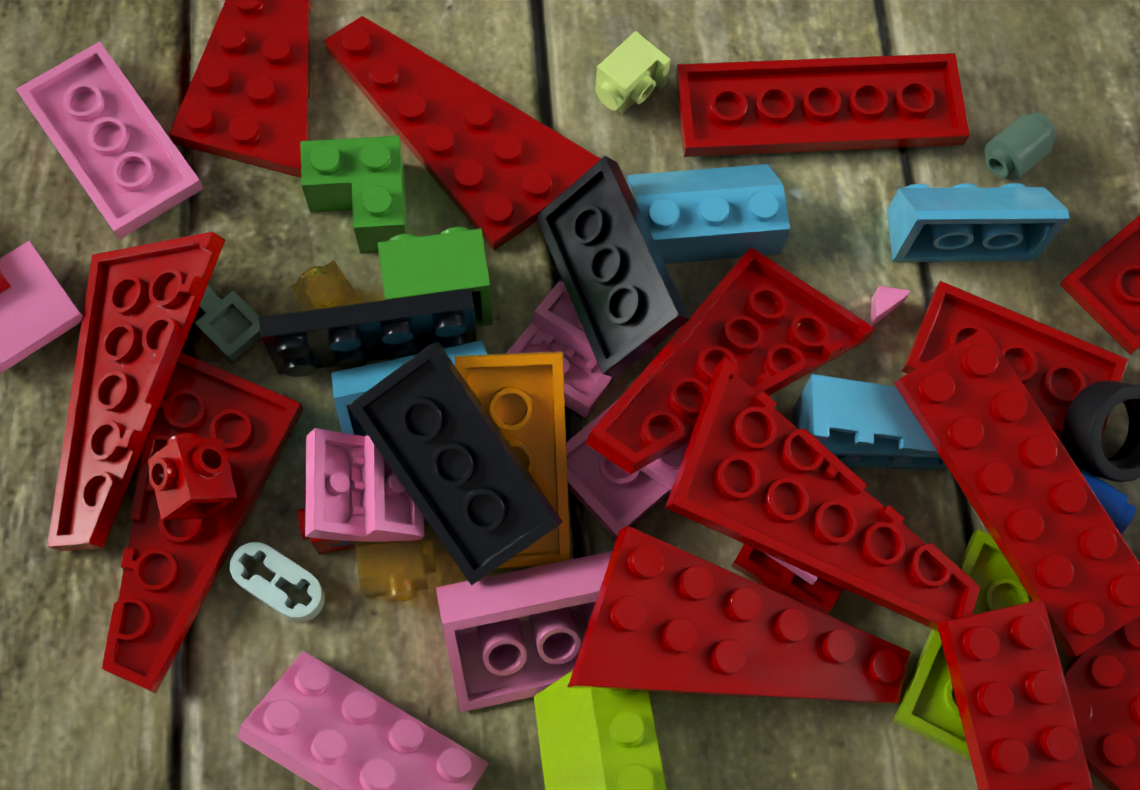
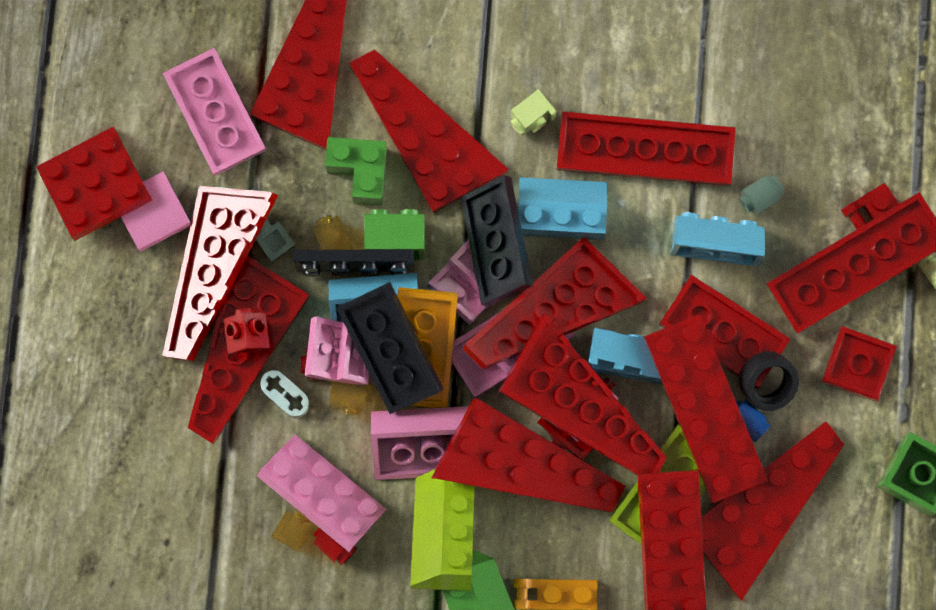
camera: 15 degrees right, 10 degrees up
(885, 302) = (657, 282): bright pink piece -> none

